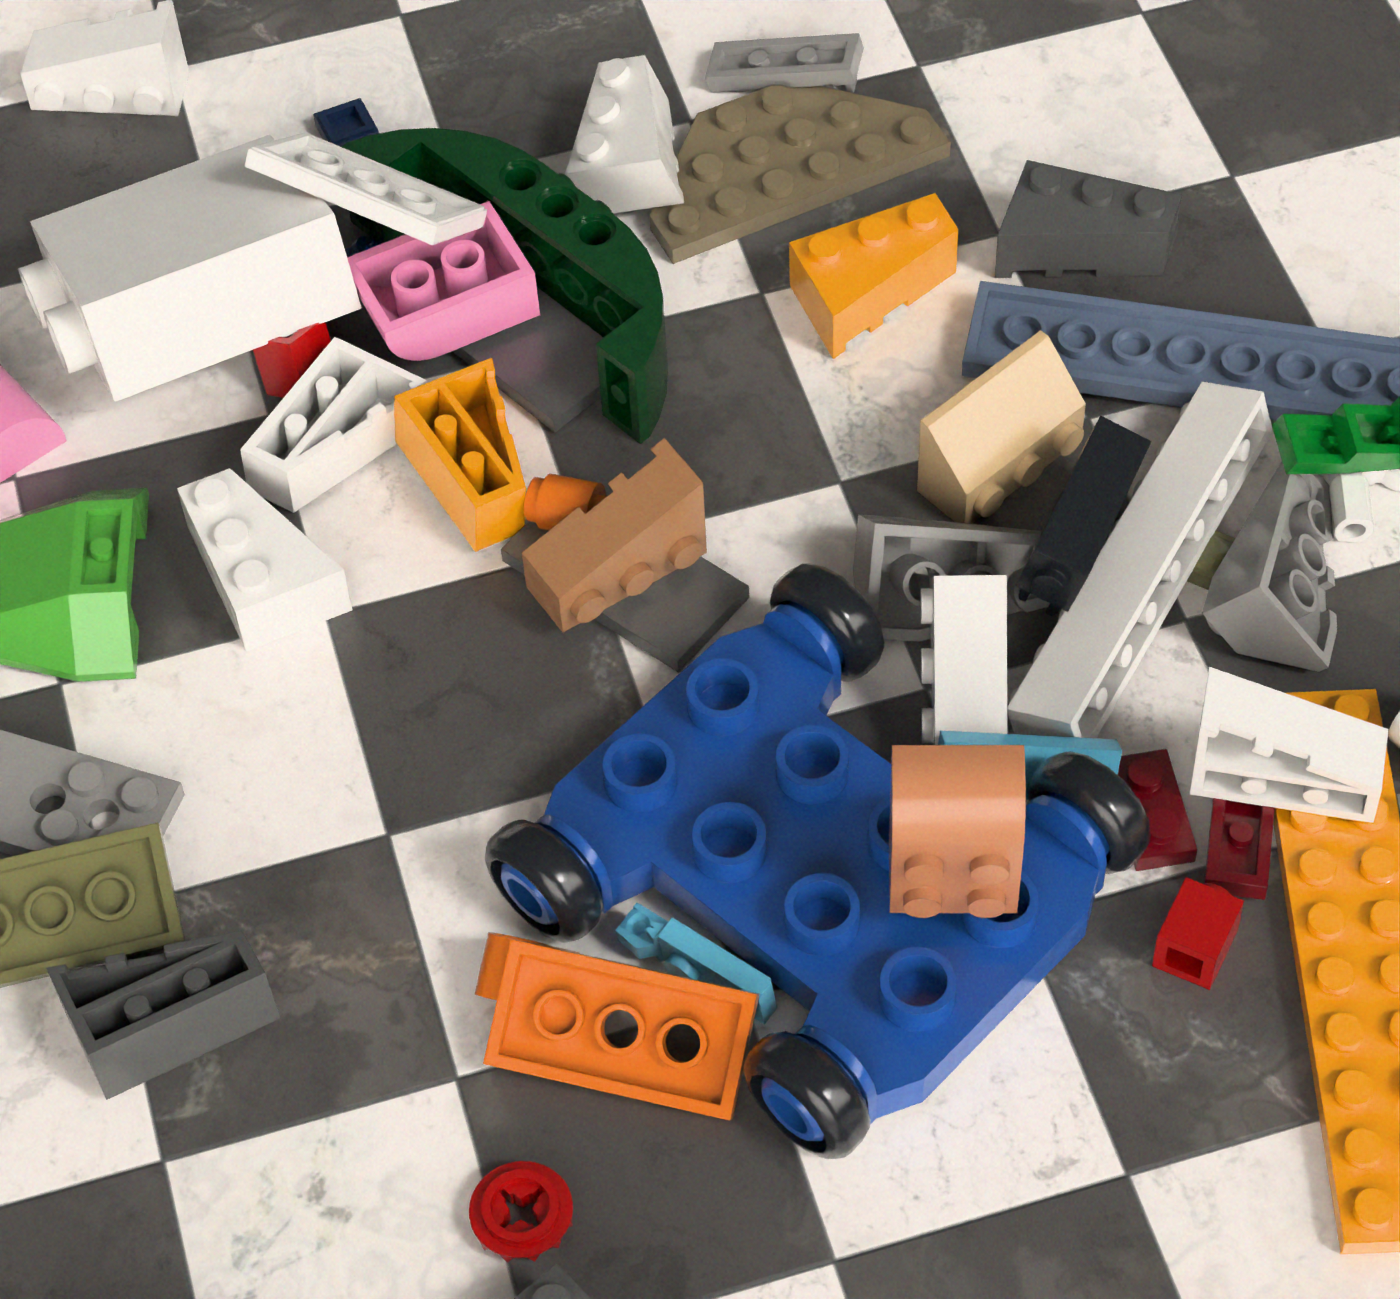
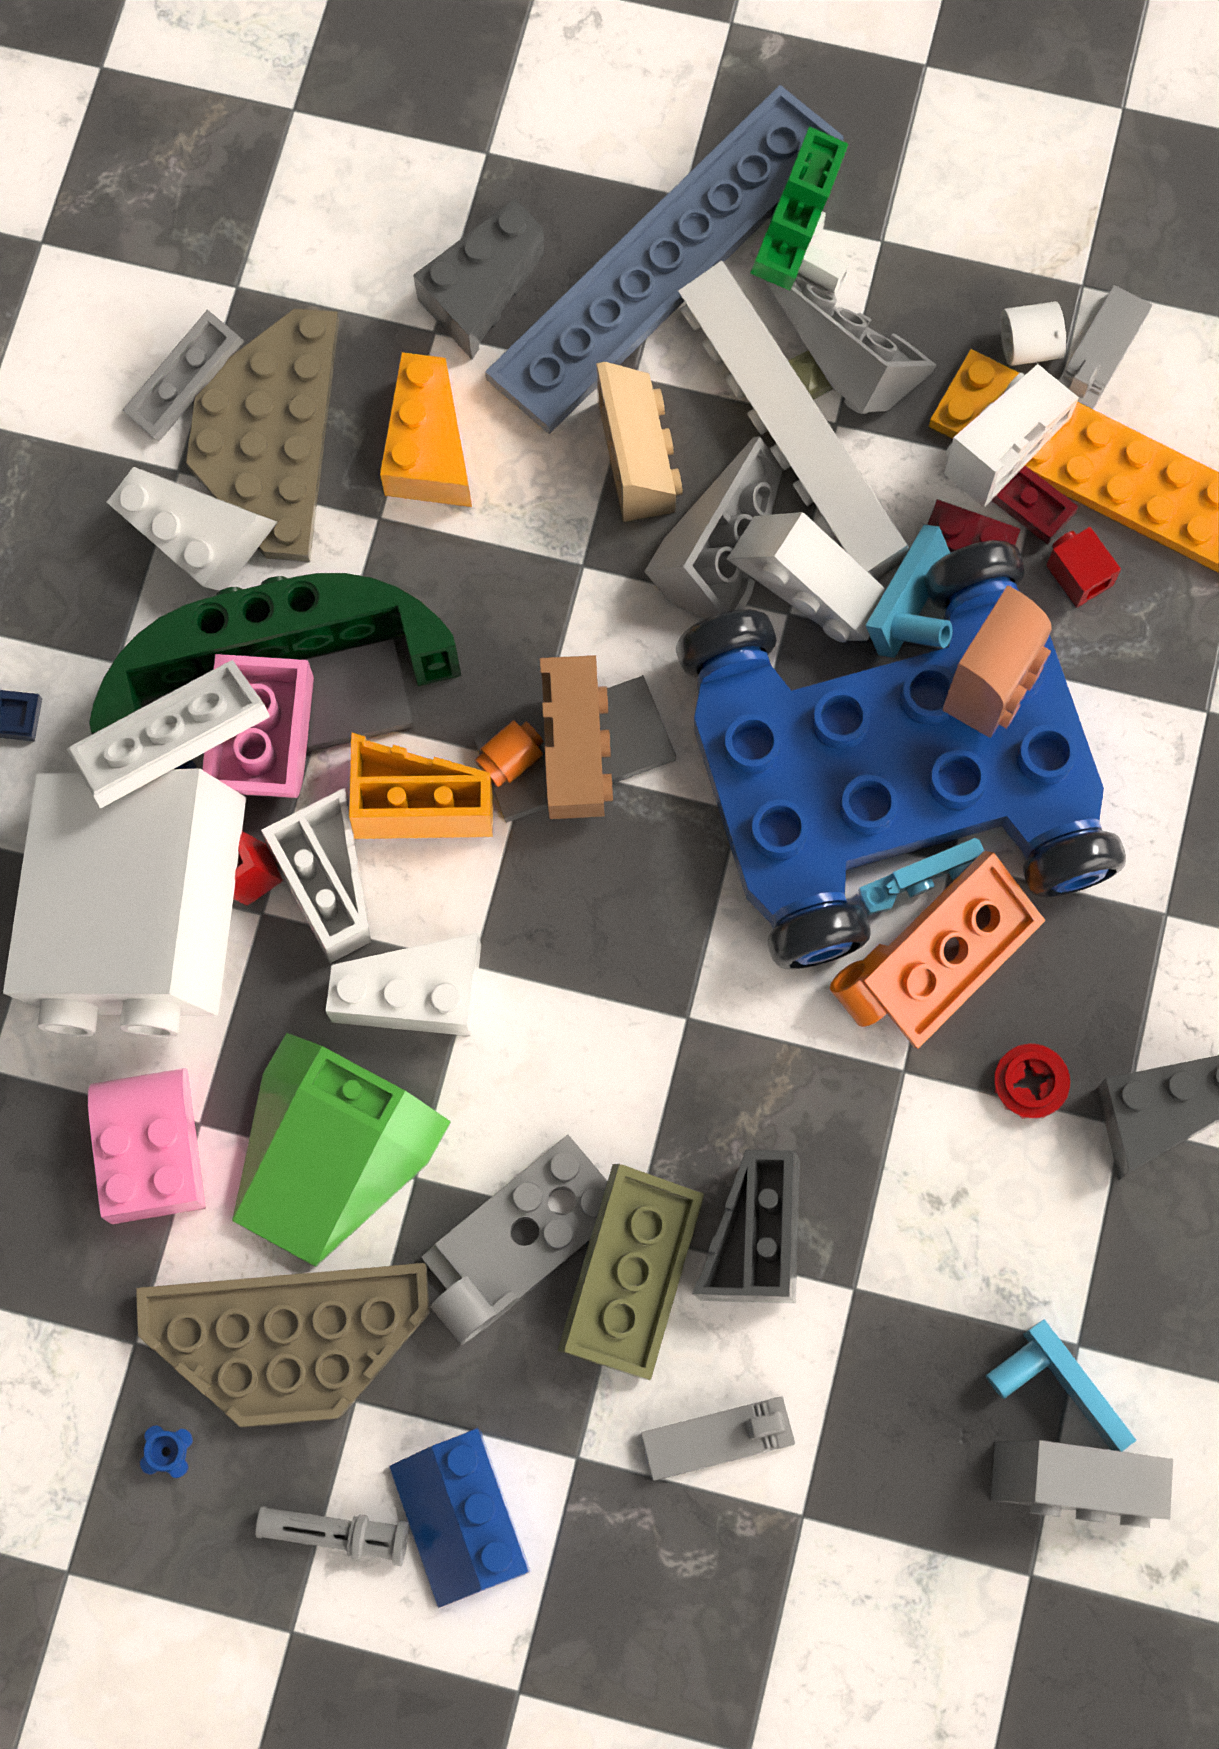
camera: 60 degrees left, 20 degrees up
(1082, 515) = (751, 434): black brick -> none

